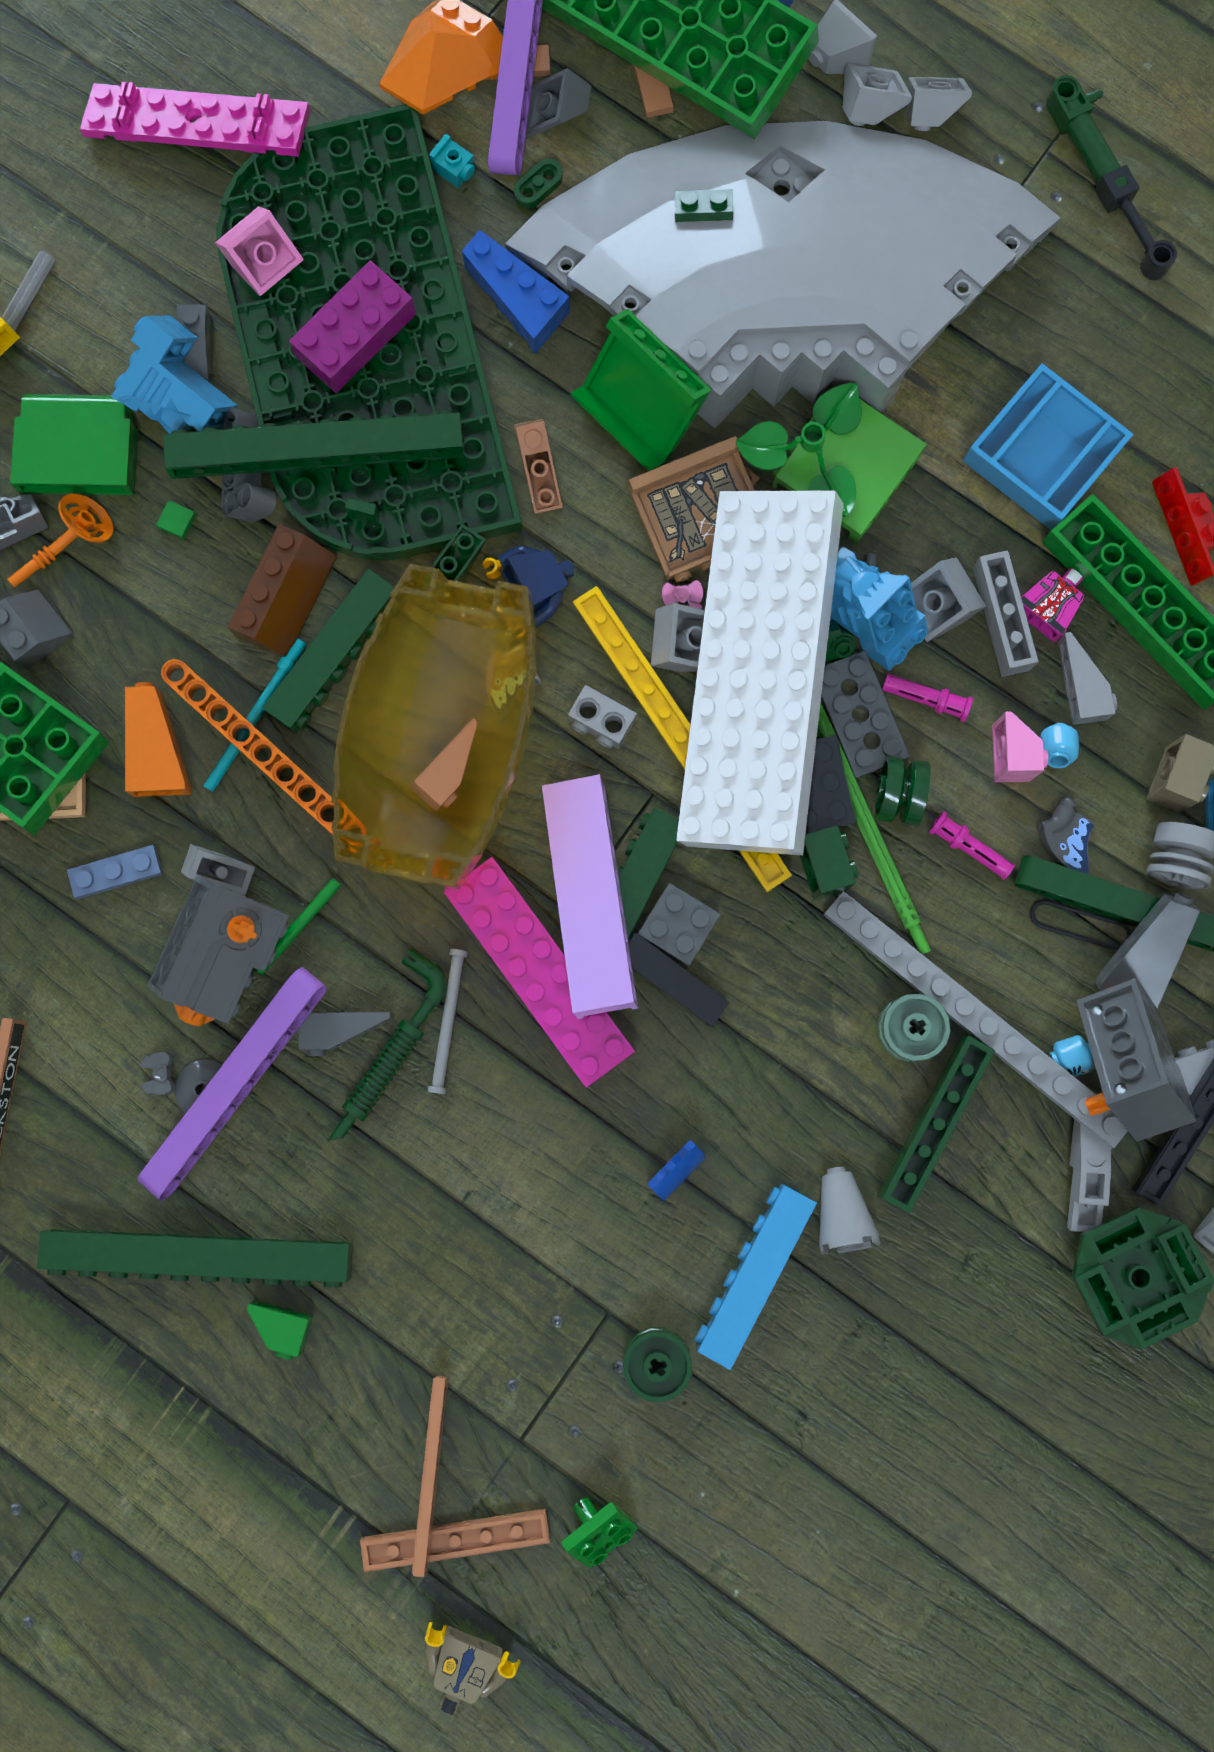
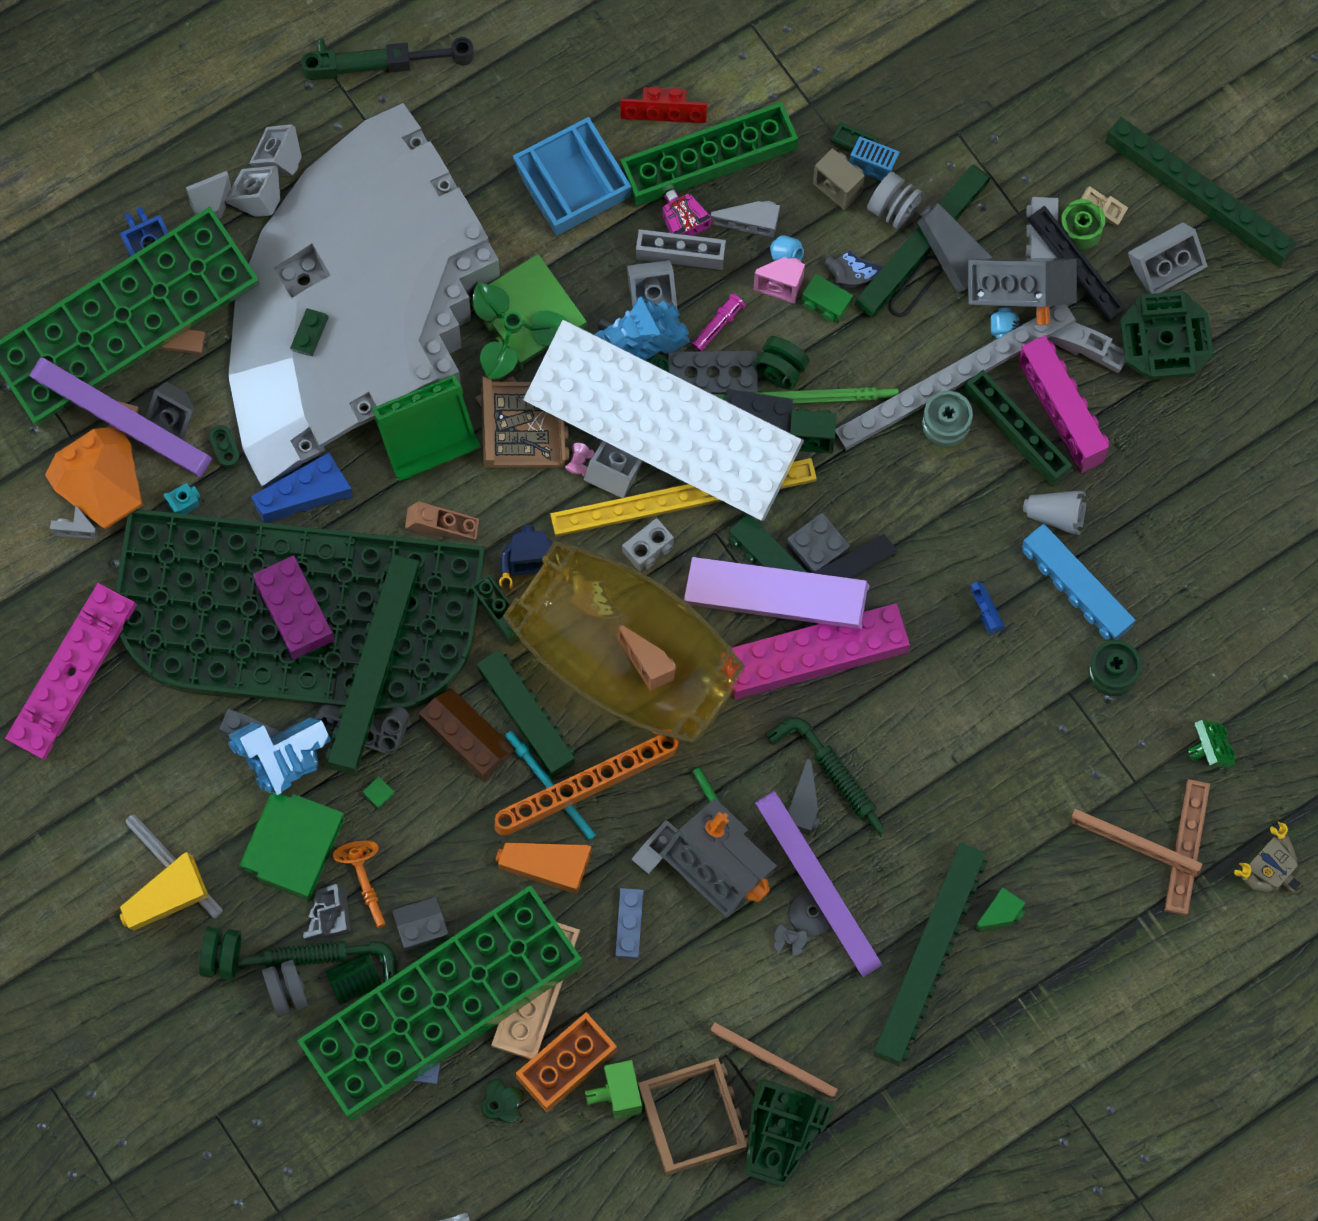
camera: 70 degrees left, 10 degrees down
(259, 250) = (203, 654): bright pink slope -> none
(362, 510) = (435, 649): dark green tile -> none
(376, 57) = (78, 528): none -> light grey slope
(447, 1021) = (818, 723): light grey bar -> none
(957, 834) = (825, 339): dark pink pin -> none
(992, 1172) = (1063, 403): none -> dark pink brick
(1014, 818) = (826, 299): none -> green brick

